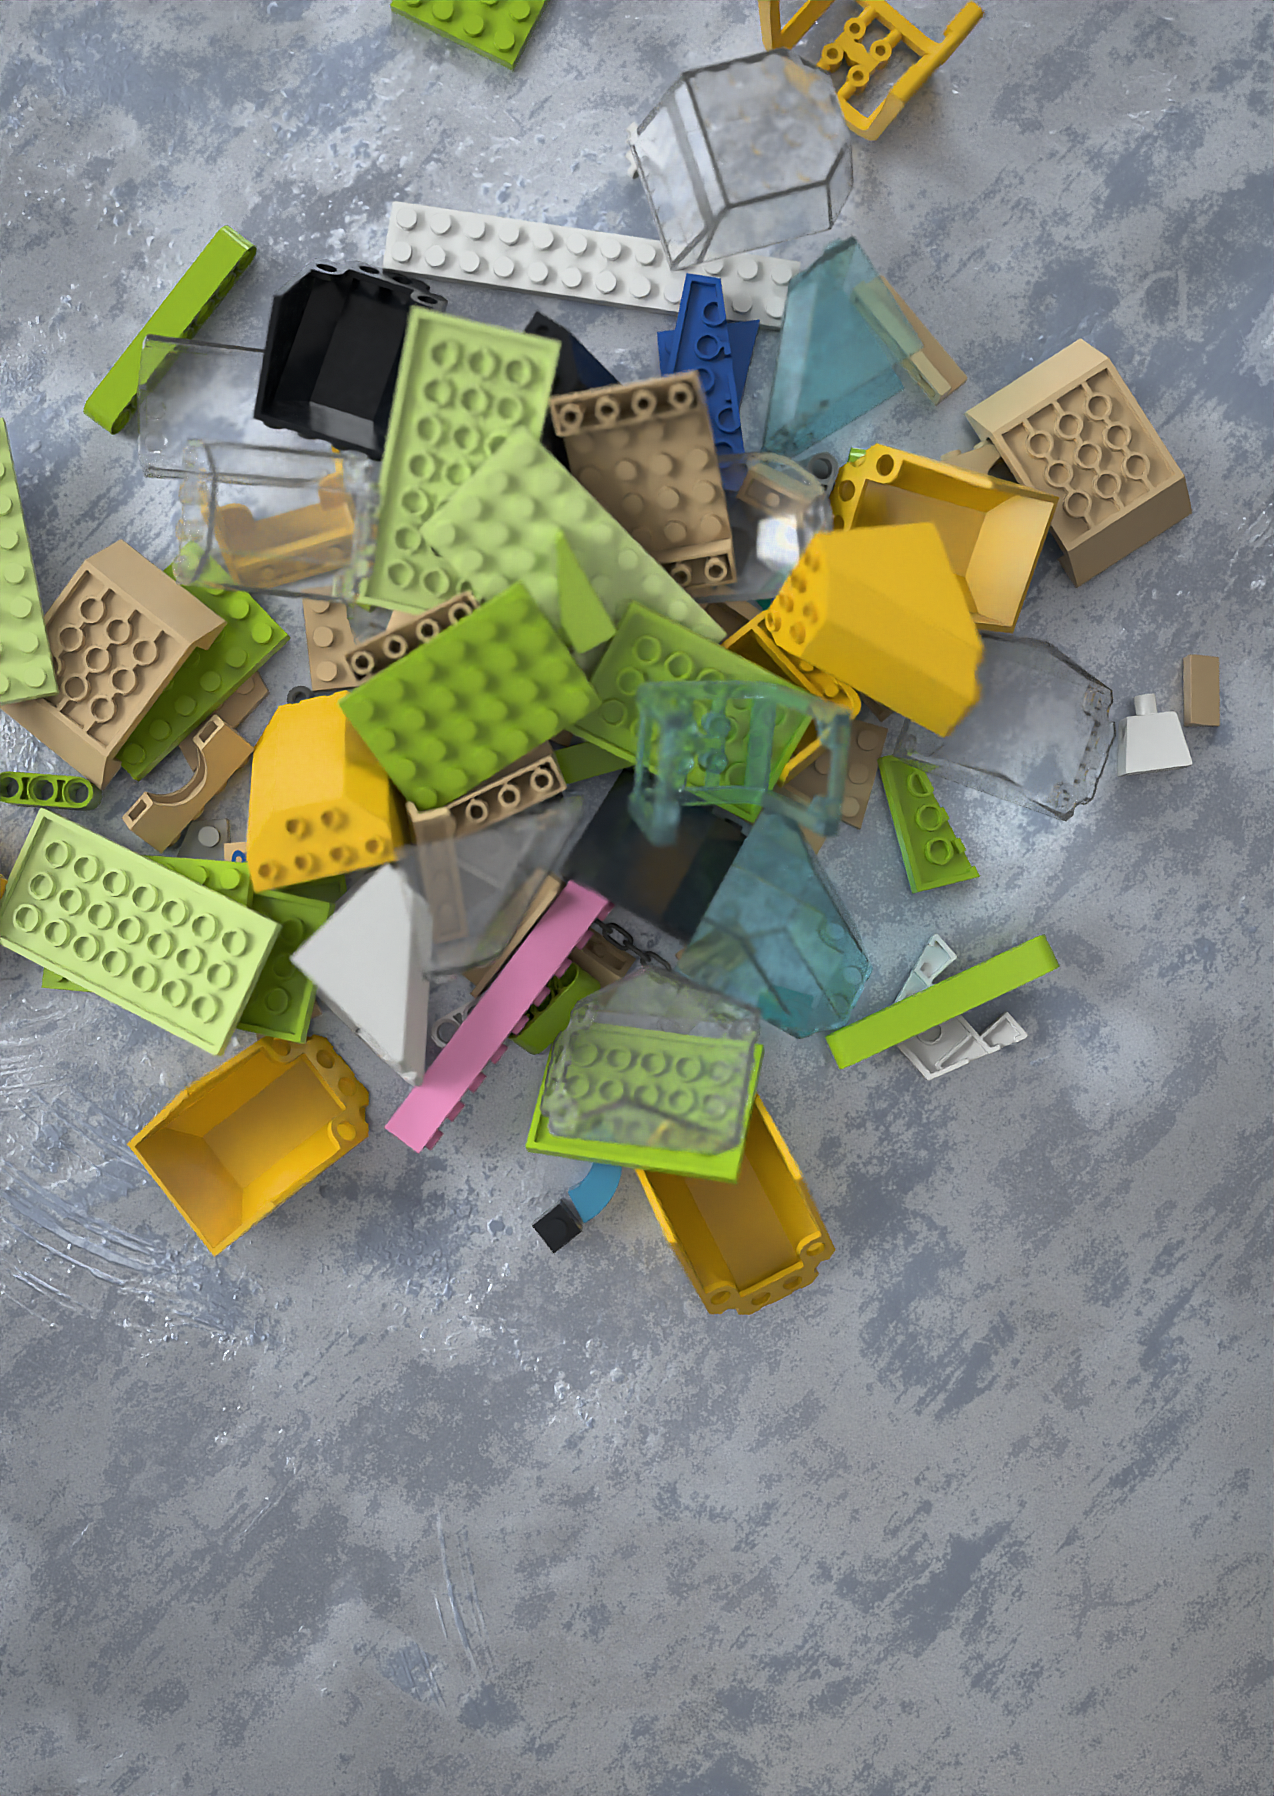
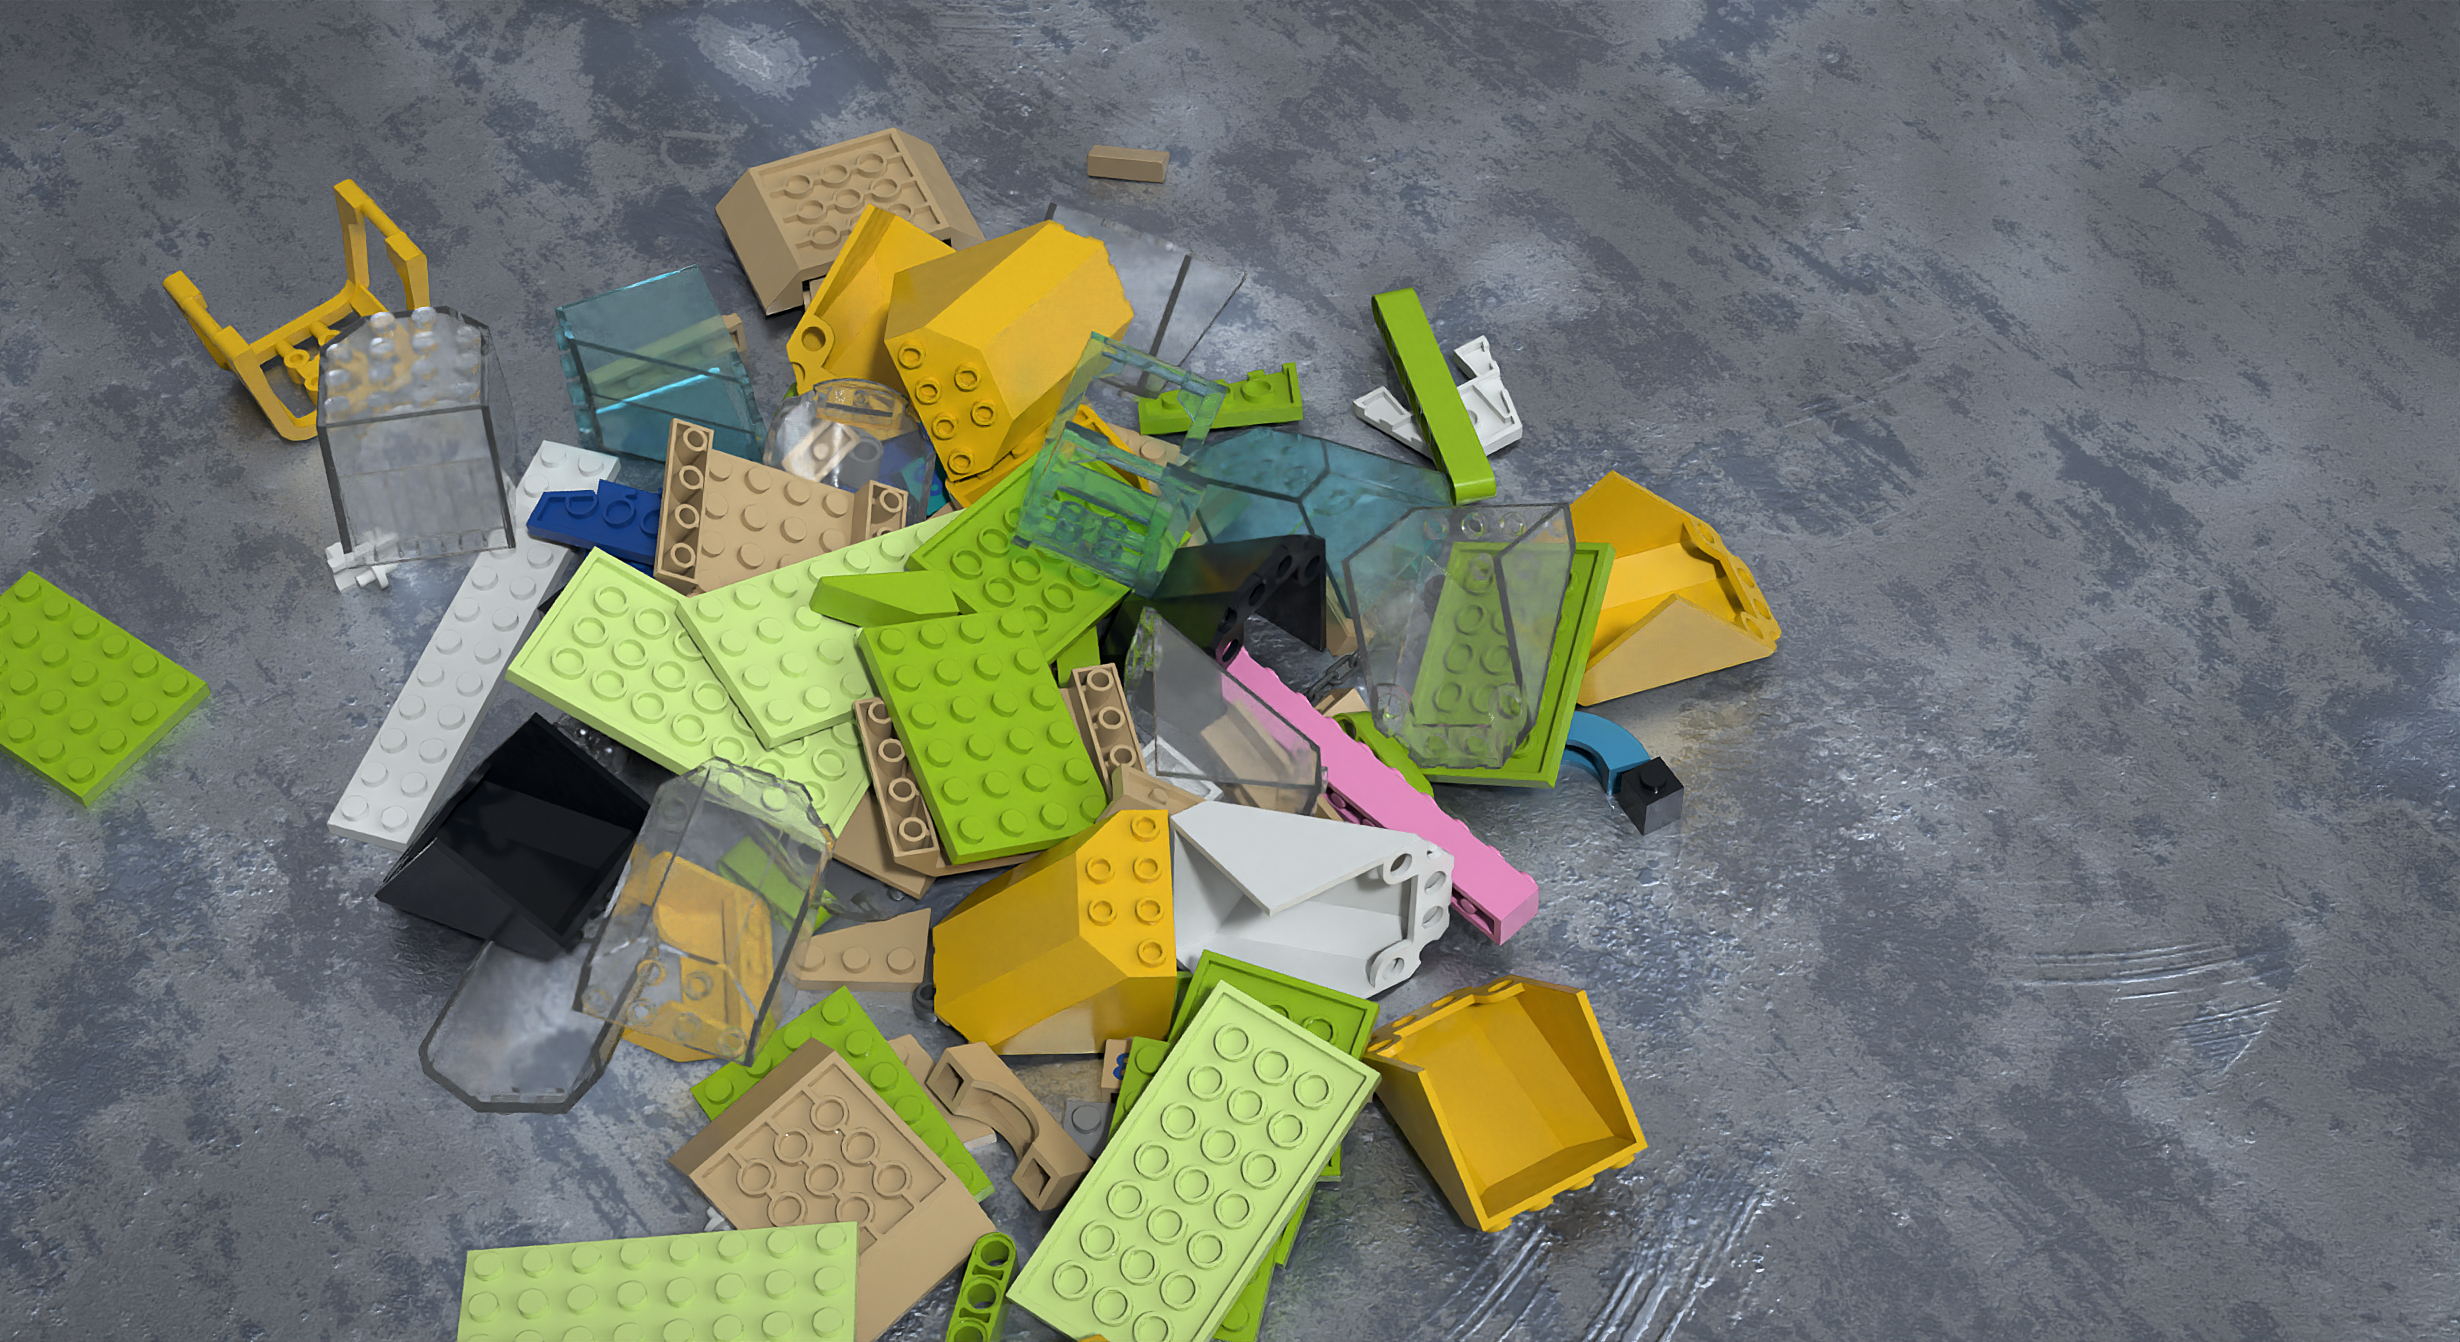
camera: 75 degrees left, 35 degrees down
(179, 317) = (399, 1082): lime beam -> none
(1151, 740) = (1173, 202): white torso -> none

